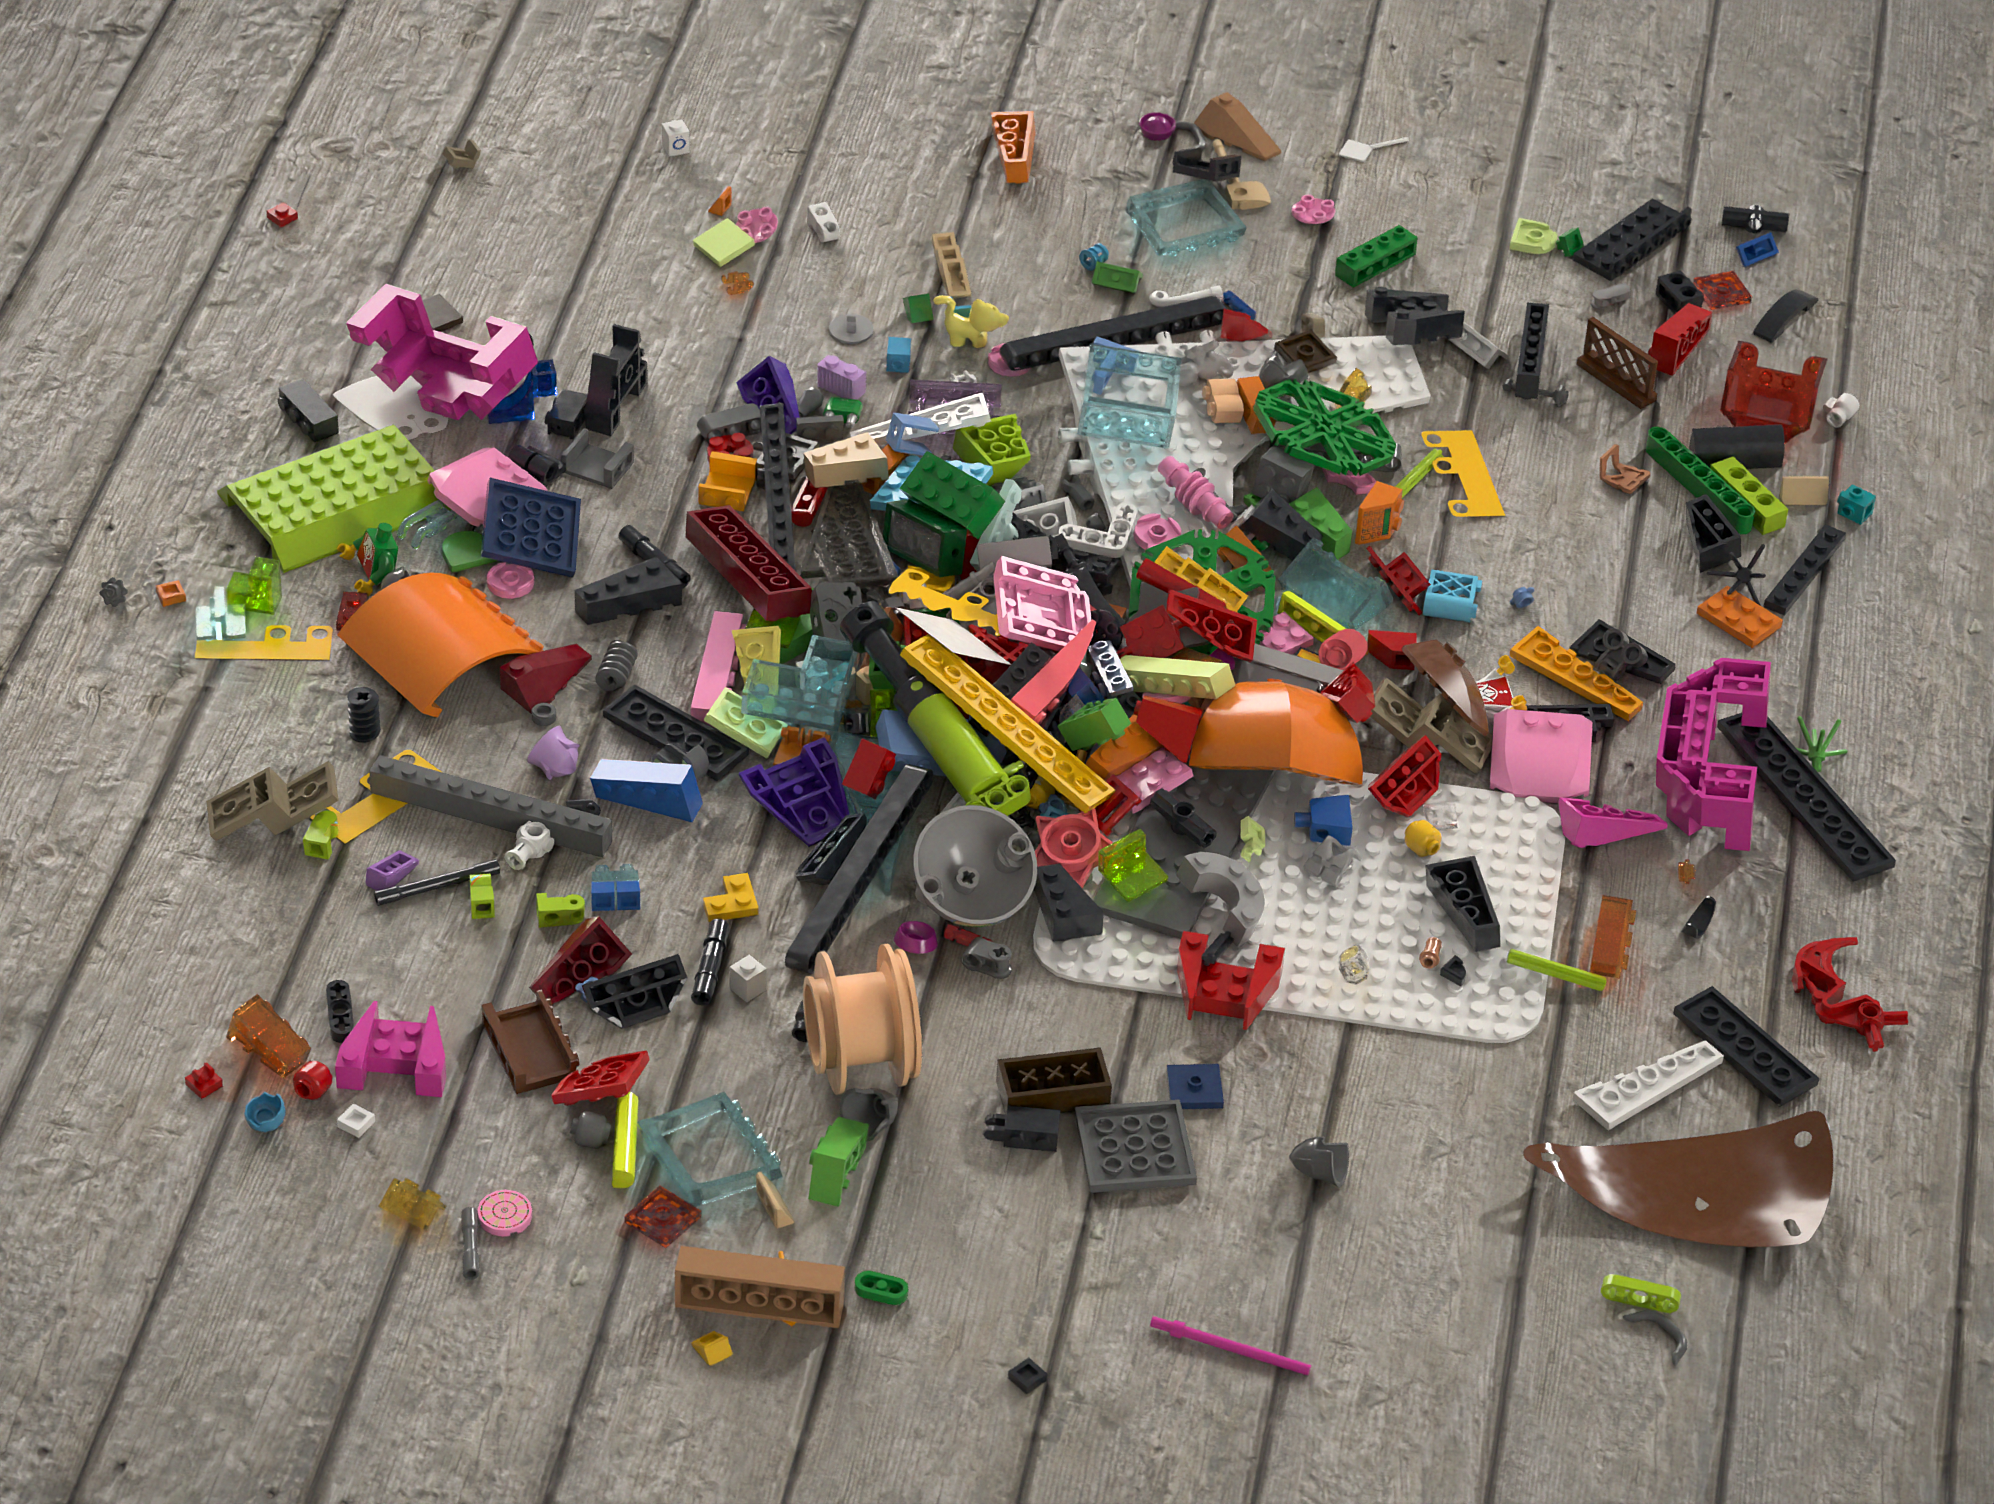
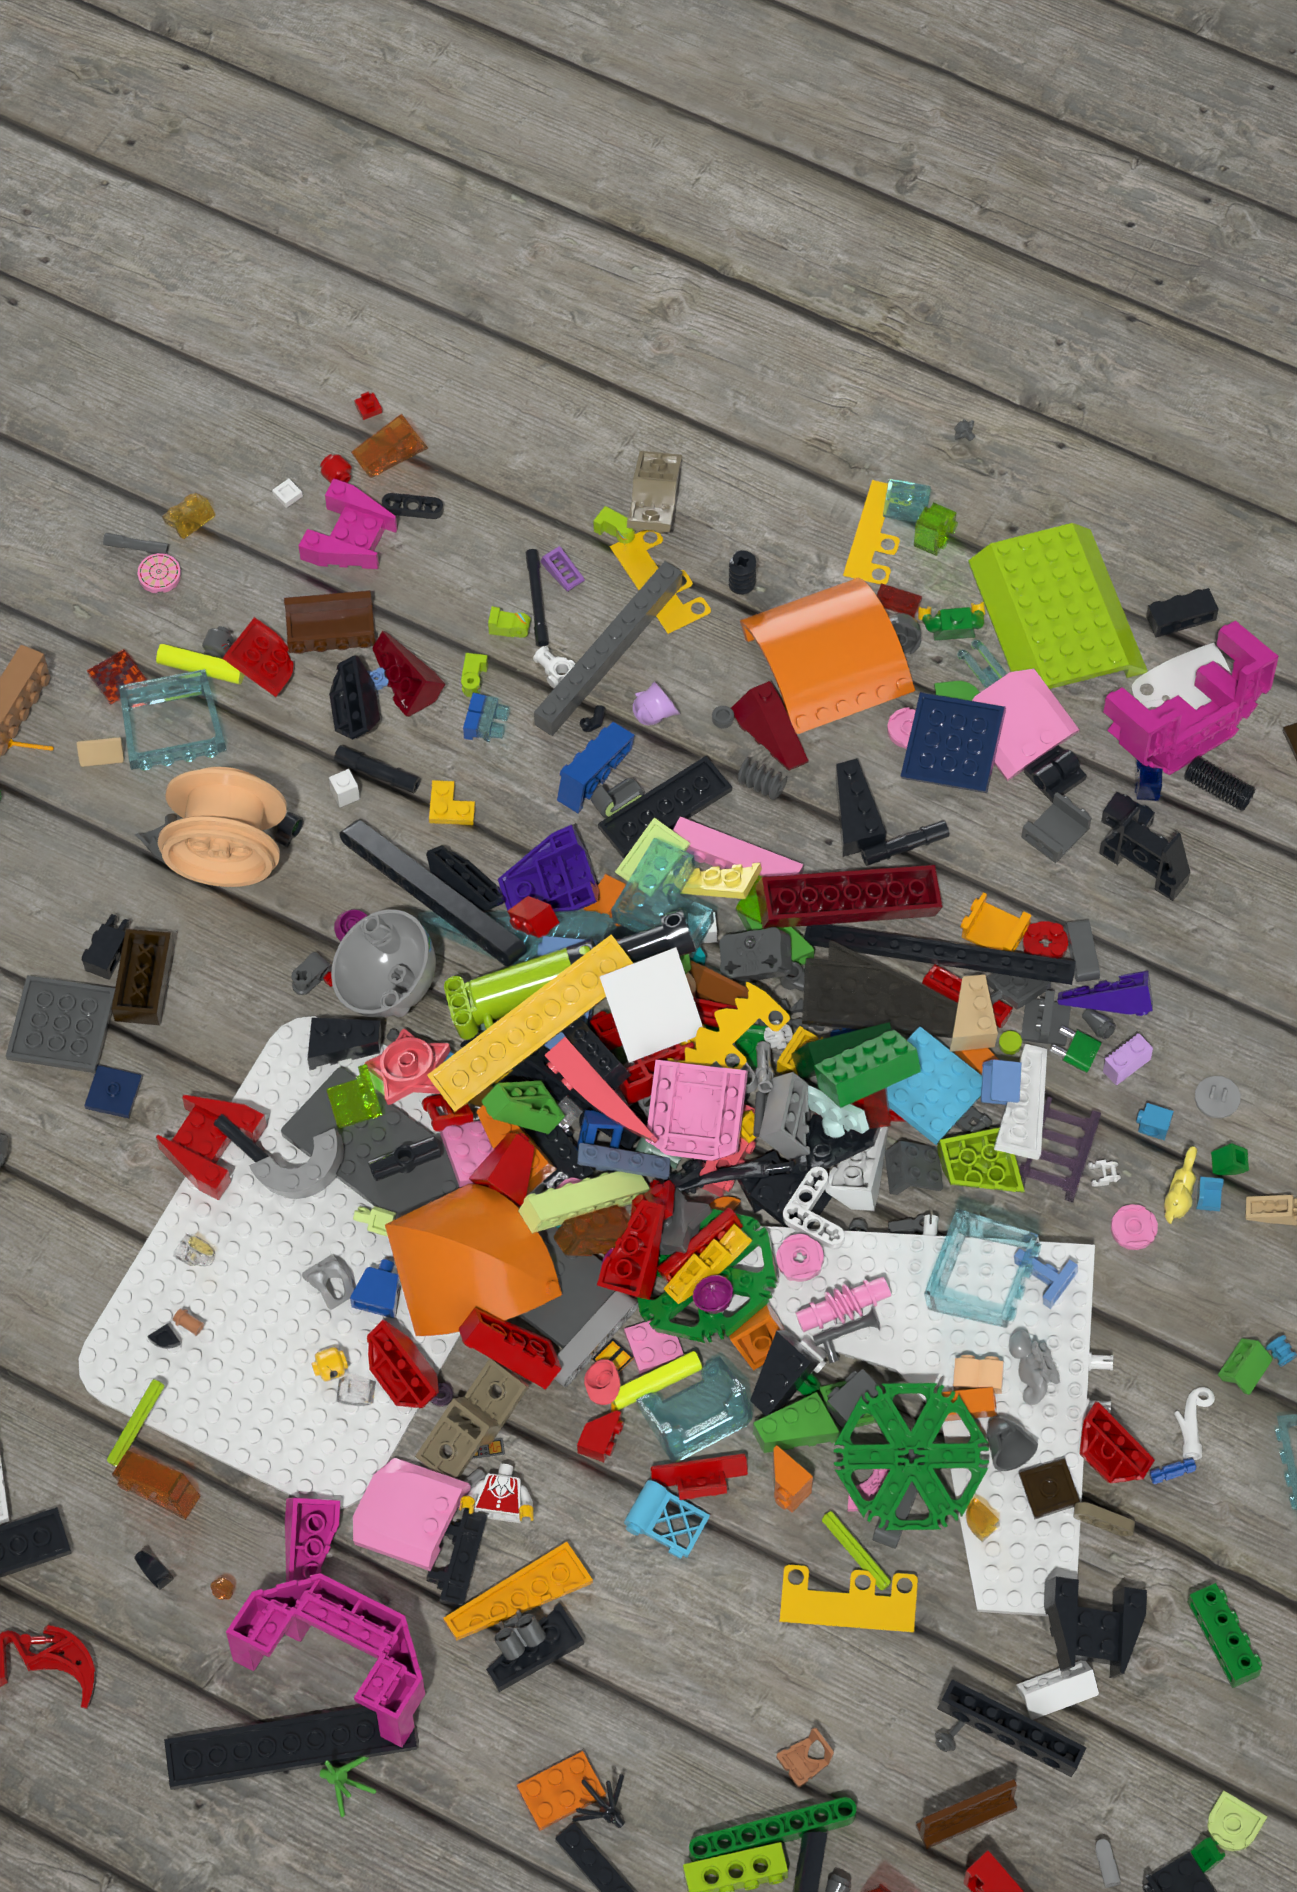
camera: 110 degrees right, 20 degrees up
(170, 593) = (958, 474): orange tile -> none
(265, 1112) = (313, 434): dark azure hair -> none
(834, 1158) = (123, 801): bright green wedge -> none
(1121, 330) = (1144, 1331): black beam -> none
(1233, 564) = (713, 1294): none -> magenta hat
(1451, 678) = (518, 1449): reddish brown wedge -> none
(1465, 899) = (230, 1368): black wedge -> none
(1522, 597) = (641, 1583): medium blue plate -> none
(1710, 534) = (679, 1800): black wedge -> none

